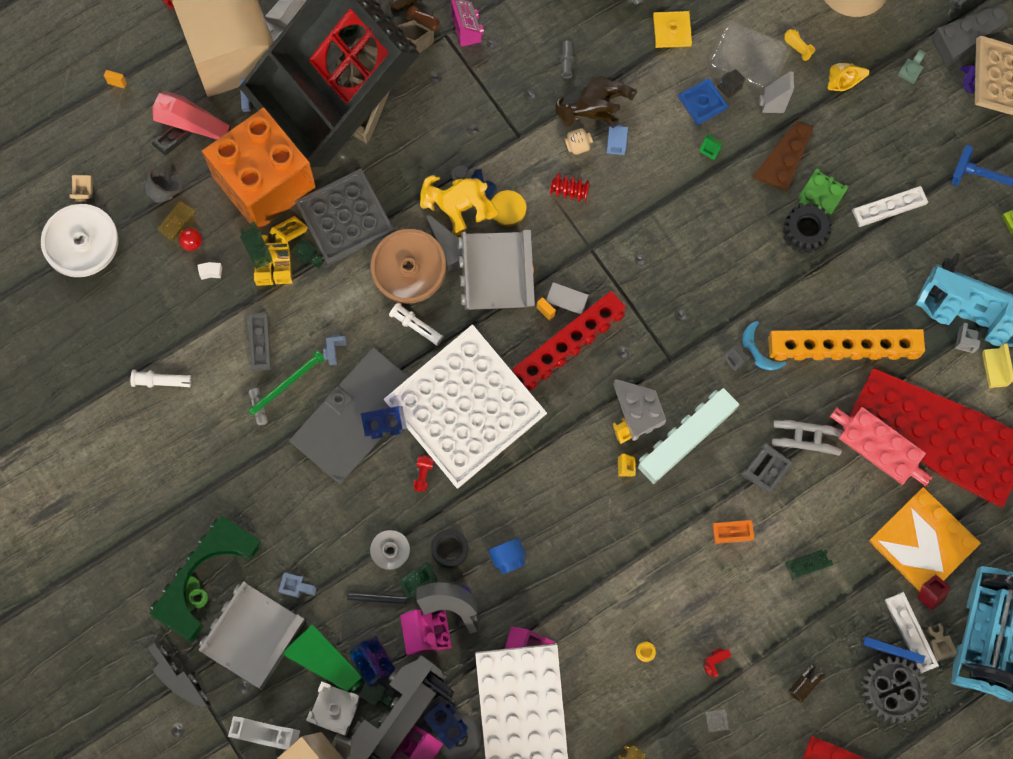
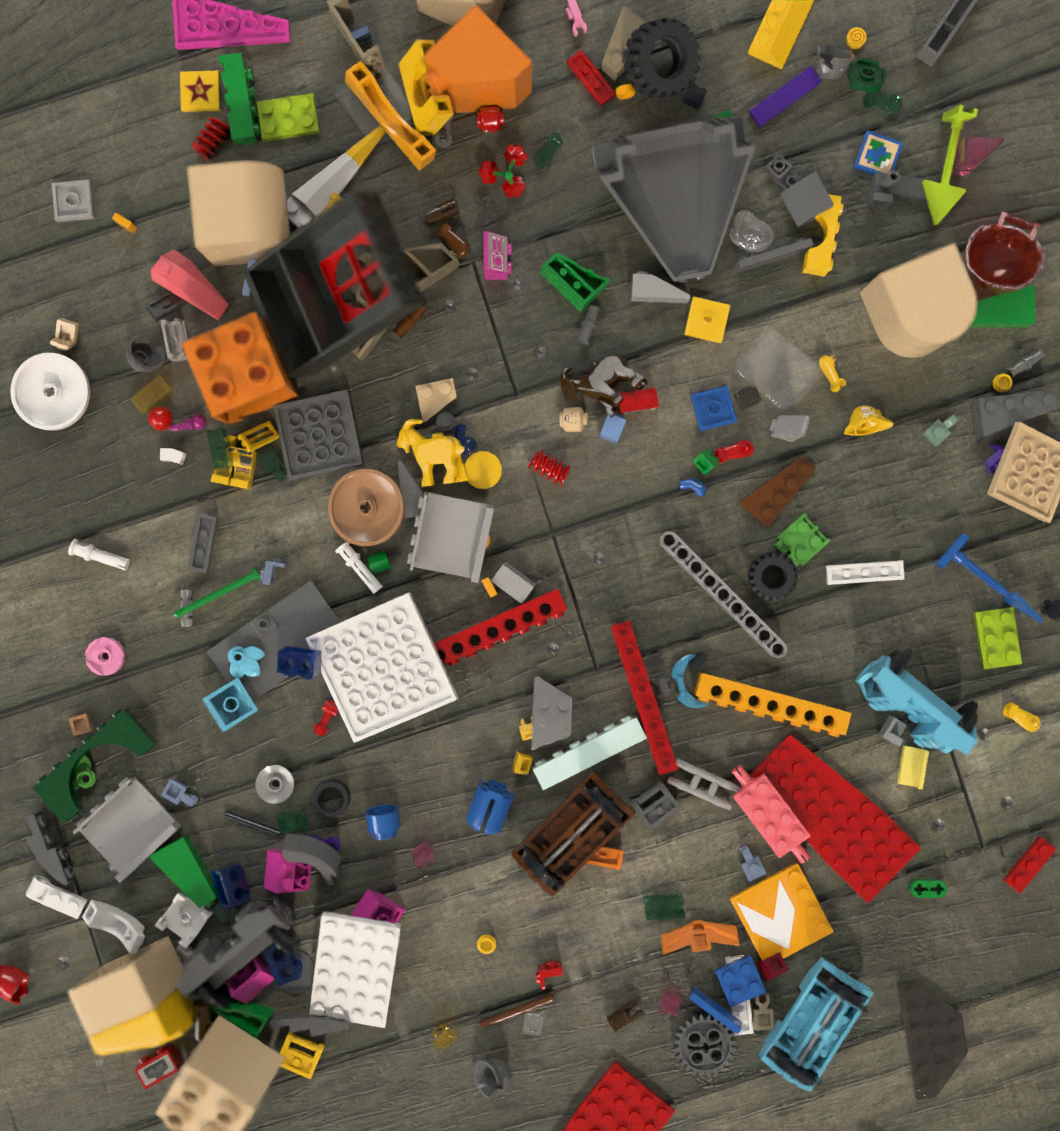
camera: 15 degrees right, 15 degrees up
(61, 73) = (73, 200): none -> light grey tile
(179, 470) = (96, 660): none -> bright pink plate
(180, 546) = (81, 724): none -> medium nougat tile
(188, 167) = (174, 334): none -> light grey hinge
(195, 726) = (55, 897): none -> white plate
(225, 235) = (196, 422): none -> magenta bar
(324, 484) = (229, 704): none -> medium azure slope
(332, 440) = (247, 663): none -> medium azure plate
(402, 96) = (409, 322): none -> reddish brown pin
(434, 315) = (378, 562): none -> green slope
(444, 156) = (435, 397): none -> tan wing
(542, 24) = (573, 281): none -> green wedge
(556, 577) = (422, 854): none -> clear pink tile
(616, 14) = (650, 288): none -> light grey slope
(618, 512) = (499, 810): none -> blue cylinder
(634, 110) = (638, 401): none -> red brick
(697, 711) = (517, 1011): none -> reddish brown bar
(707, 169) = (695, 484): none -> blue arm
(709, 489) = (560, 849): none -> reddish brown piece
(724, 368) = (644, 698): none -> red brick
(739, 130) = (734, 451): none -> red piece
(763, 323) = (698, 660): none -> black tile
(771, 266) = (731, 598): none -> light grey beam
(846, 660) = (670, 1003): none -> clear pink tile
(852, 583) = (699, 936): none -> orange plate
(880, 502) = (751, 865): none -> sand blue plate
(907, 615) = (740, 980): none -> blue plate
(953, 14) = (1002, 383): none -> yellow plate

